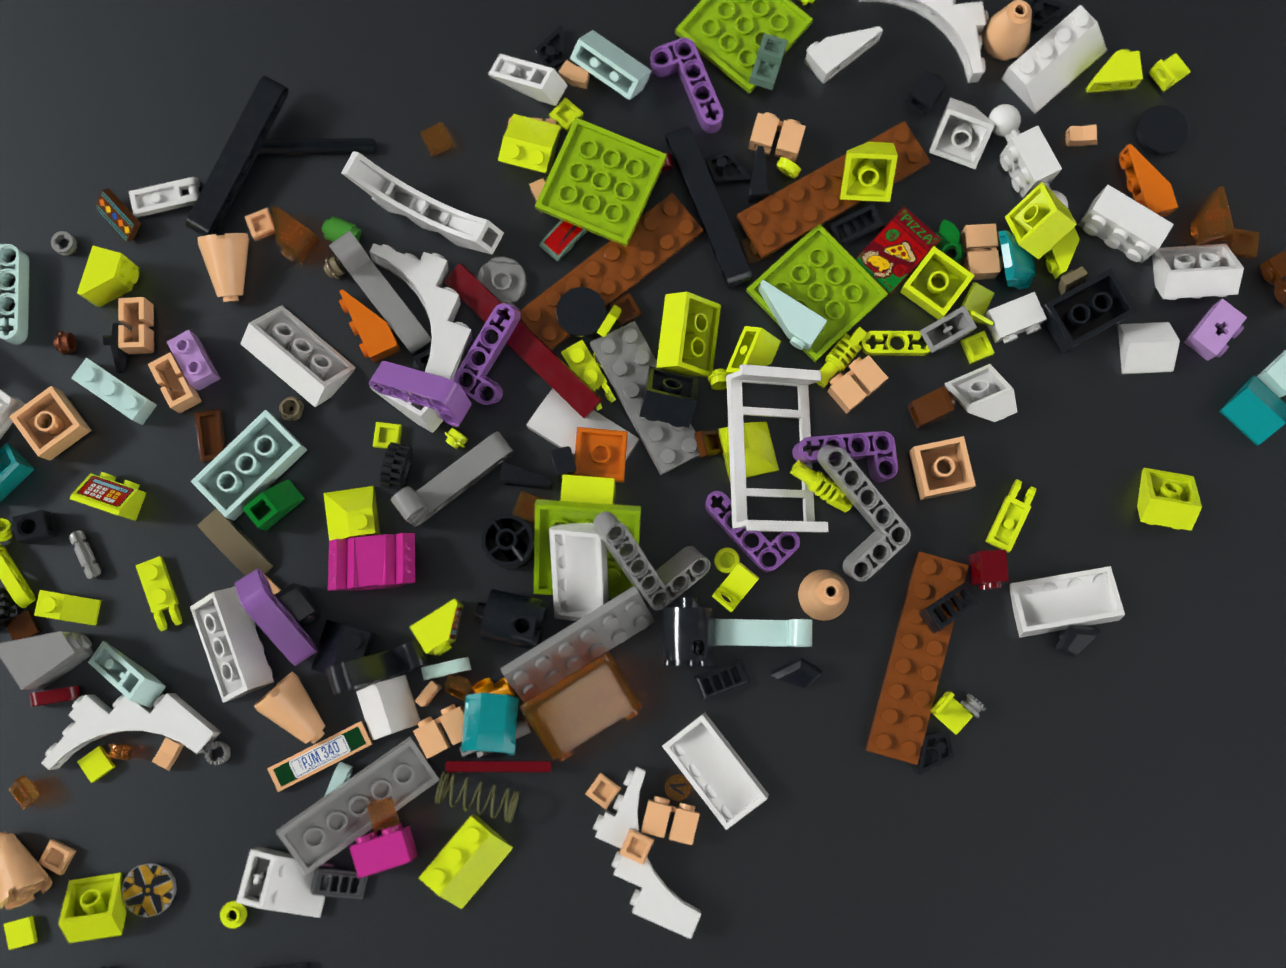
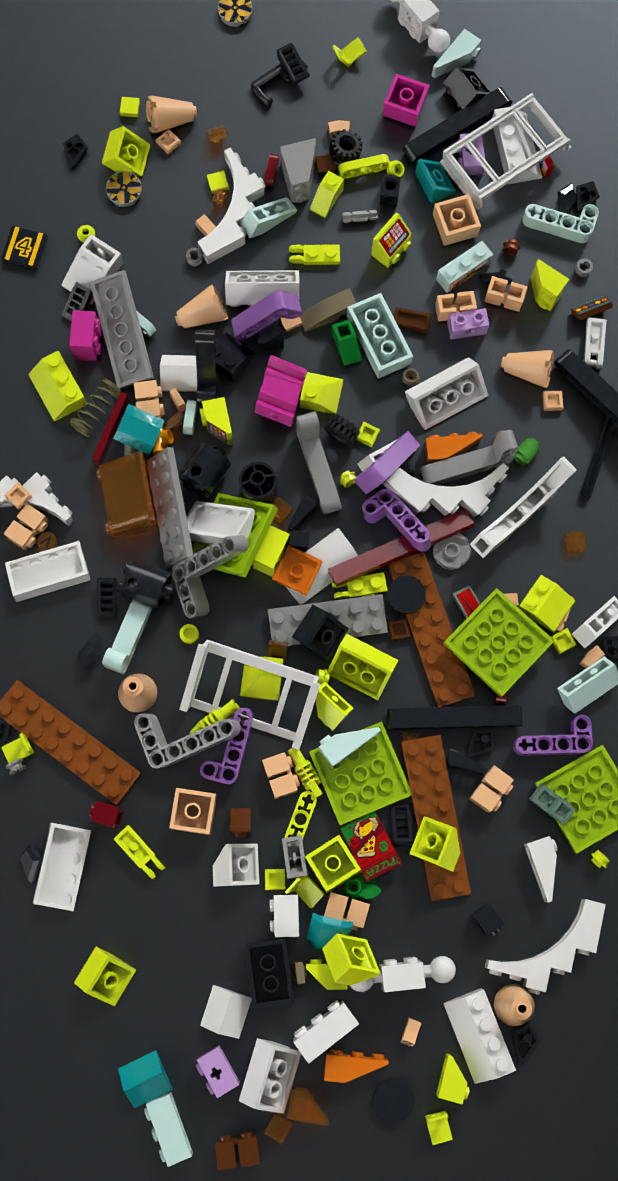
camera: 105 degrees right, 5 degrees down
(292, 236) = (535, 417): clear orange slope -> none
(320, 756) = (165, 319): tile -> none
(382, 814) = (109, 342): clear orange tile -> none
(603, 790) = (66, 492): light nougat tile -> none
(609, 321) = (392, 612): neon yellow tile -> none
(735, 586) = (167, 631): neon yellow bracket -> none
(739, 534) = (184, 654): medium lavender beam -> none
(788, 167) = (464, 789): neon yellow tile -> none
(935, 617) = (89, 758): black slope -> none
(962, 134) = (445, 933): white slope -> none

